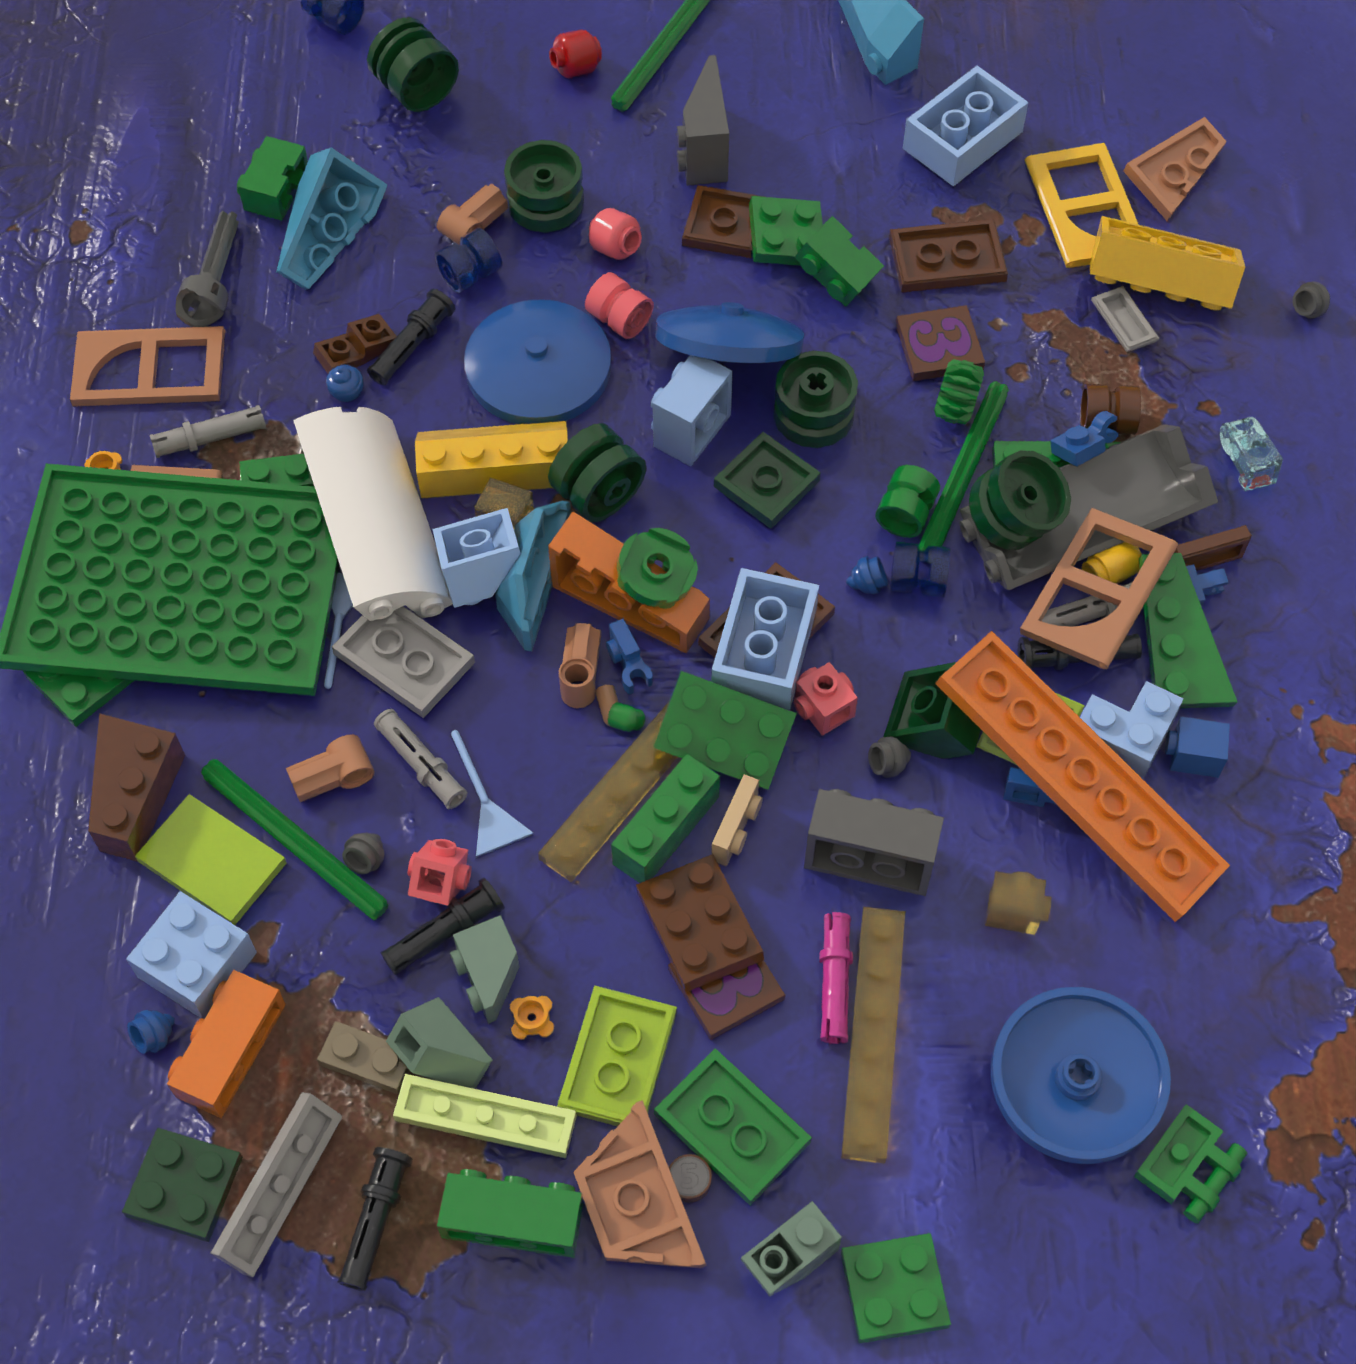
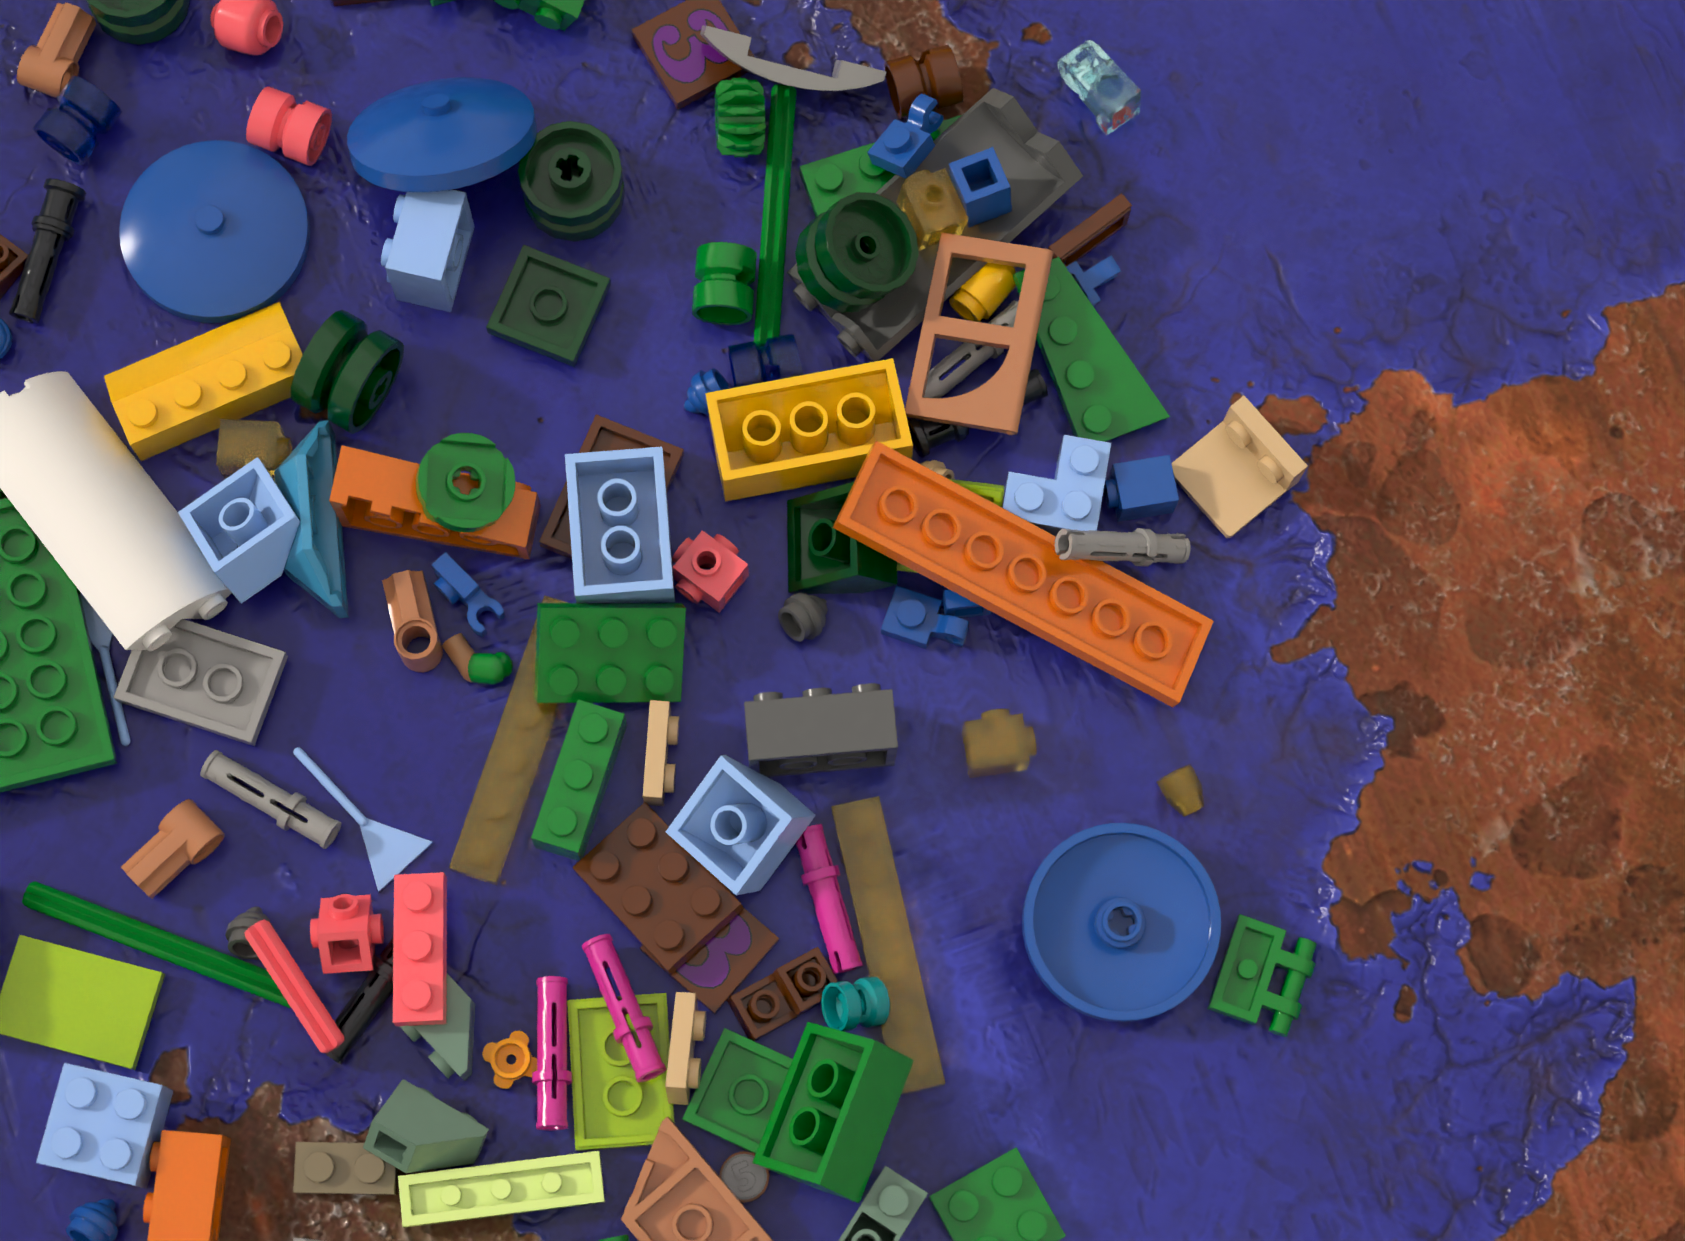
camera: 25 degrees left, 15 degrees up
(381, 896) = (294, 986): none -> coral axle
(490, 899) = (420, 949): none -> coral plate
(548, 1064) = (552, 1070): none -> dark pink pin
(639, 1046) = (644, 1060): none -> dark pink pin
(669, 1063) = (683, 1068): none -> tan plate
(774, 1043) = (782, 995): none -> reddish brown slope
(783, 891) = (740, 825): none -> light blue slope
(784, 1142) = (833, 1111): none -> green slope
(836, 1067) = (854, 1004): none -> teal wheel
(934, 615) = (805, 428): none -> yellow slope
(983, 789) = (916, 618): none -> blue plate
(1053, 391) = (844, 75): none -> light grey slope
(1090, 488) = (932, 206): none -> clear yellow brick
(1133, 484) = (981, 186): none -> blue brick
(1164, 990) = (1182, 790): none -> clear yellow hose
(1184, 787) = (1139, 547): none -> light grey pin
(1286, 756) = (1238, 468): none -> tan bracket

